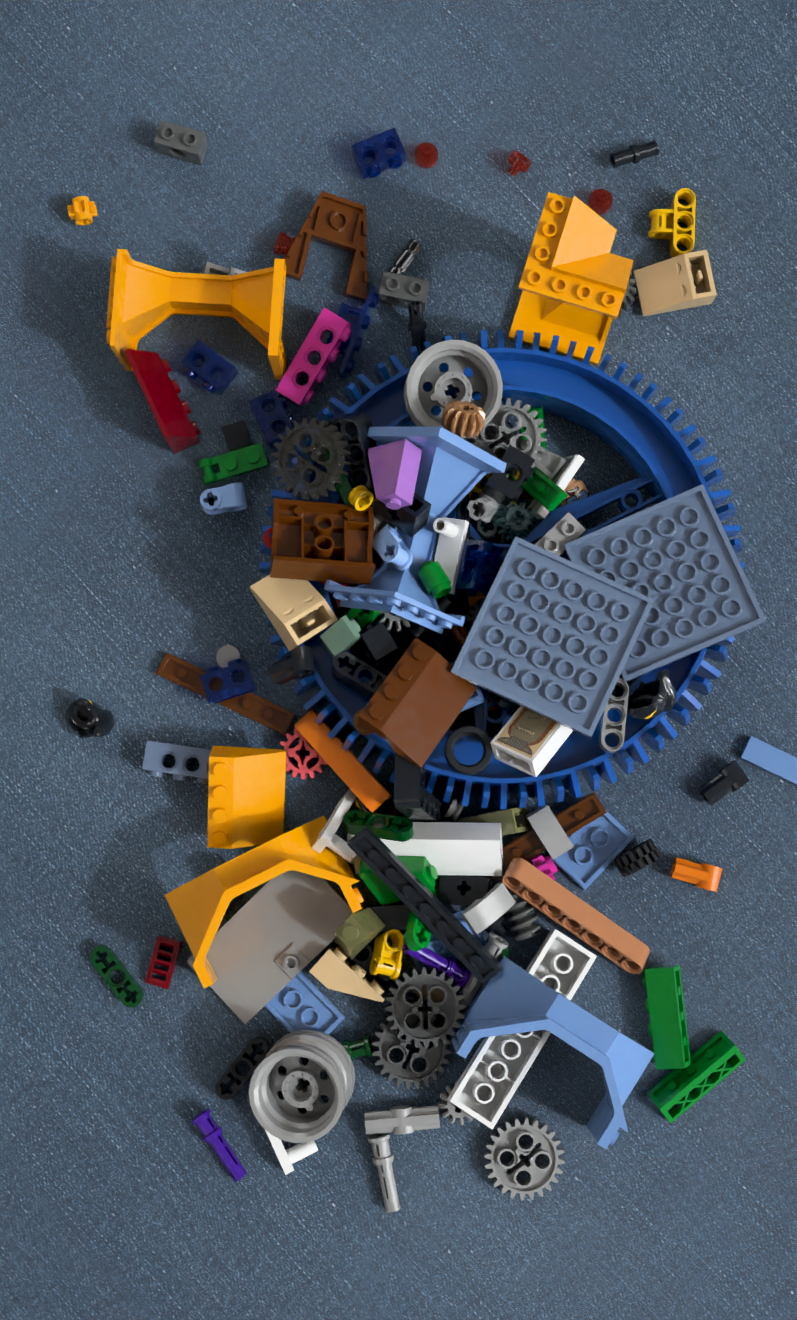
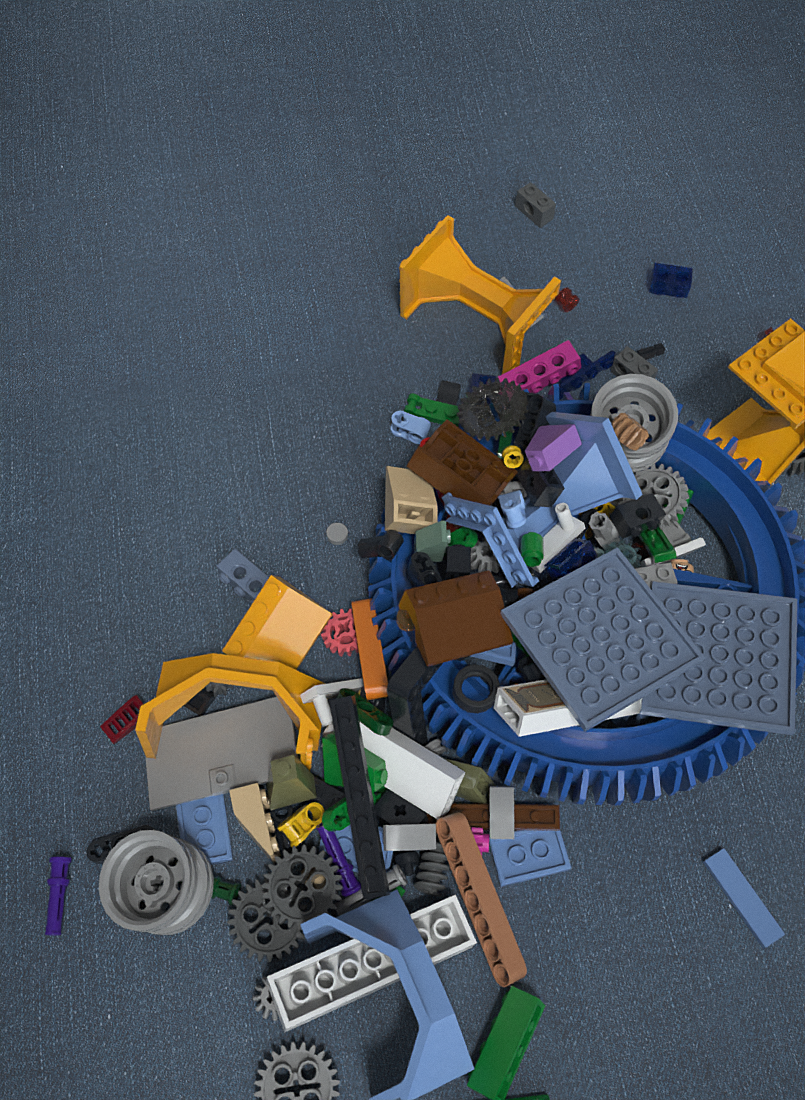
camera: 30 degrees right, 20 degrees down
(82, 210) = (440, 207): light orange gear -> none
(89, 719) = (205, 511): black hair -> none
(107, 976) = (89, 716): dark green beam -> none
(164, 399) = (413, 339): dark red slope -> none
(212, 364) = (459, 341): clear blue brick -> none
(229, 687) = (321, 551): clear blue brick -> none
(248, 705) = (317, 557): reddish brown tile -> none
(291, 1155) = (101, 943): white piece -> none
(338, 224) = (610, 302): reddish brown wing -> none
(383, 1160) = (177, 1003): light grey pin -> none
(402, 1119) = (217, 978): light grey piece -> none
(426, 155) = (704, 300): clear red tile -> none
(615, 728) = (609, 745): light grey beam -> none
(637, 858) = (563, 883): black tyre -> none
(652, 697) = (658, 741): black hair -> none
(702, 875) = (612, 939): orange piece -> none
(728, 779) = (683, 872): black piece -> none

